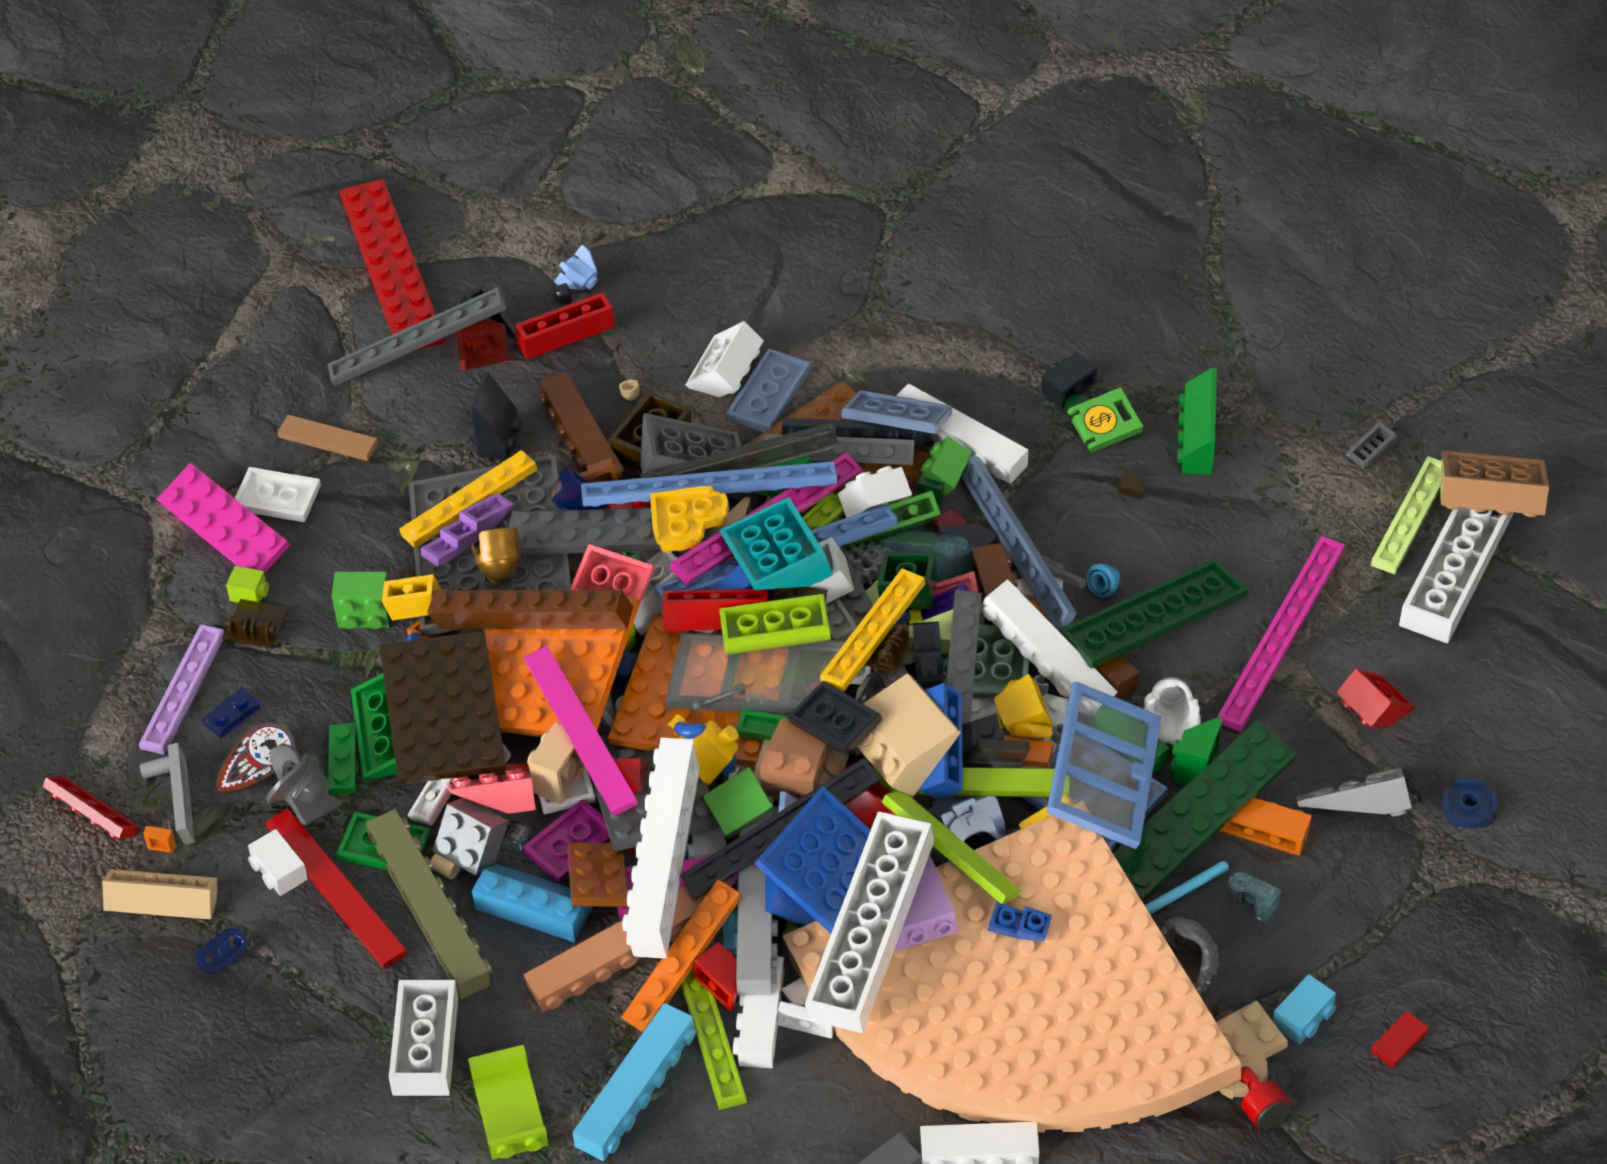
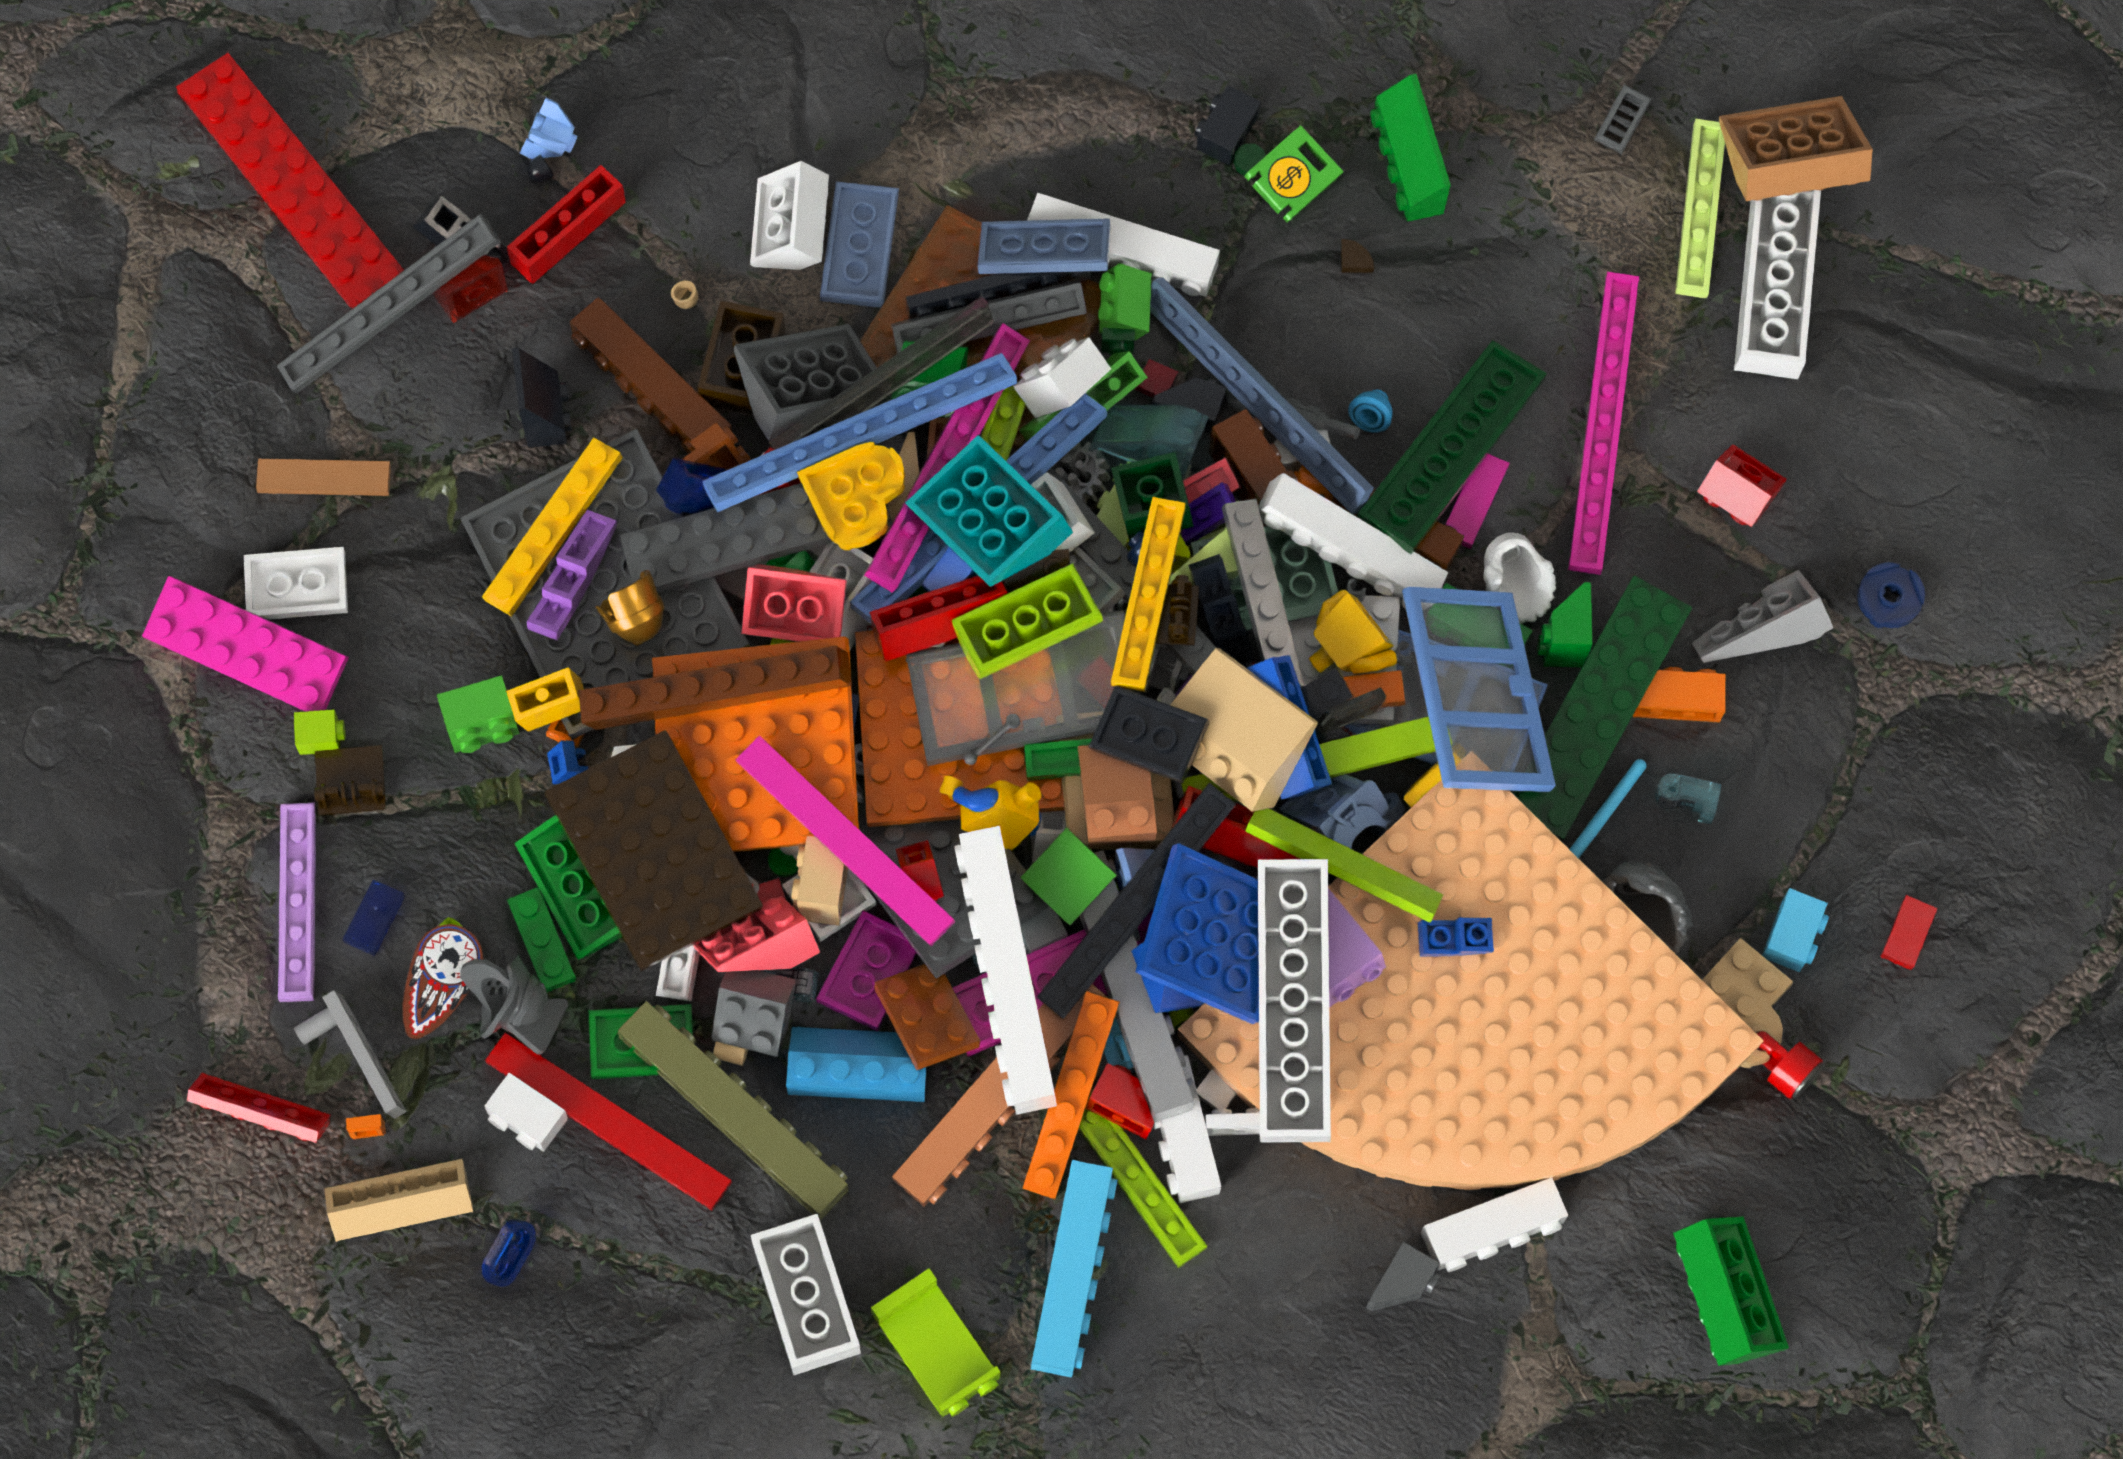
camera: 25 degrees left, 20 degrees up
(1164, 657) = (1477, 498): none -> dark pink tile

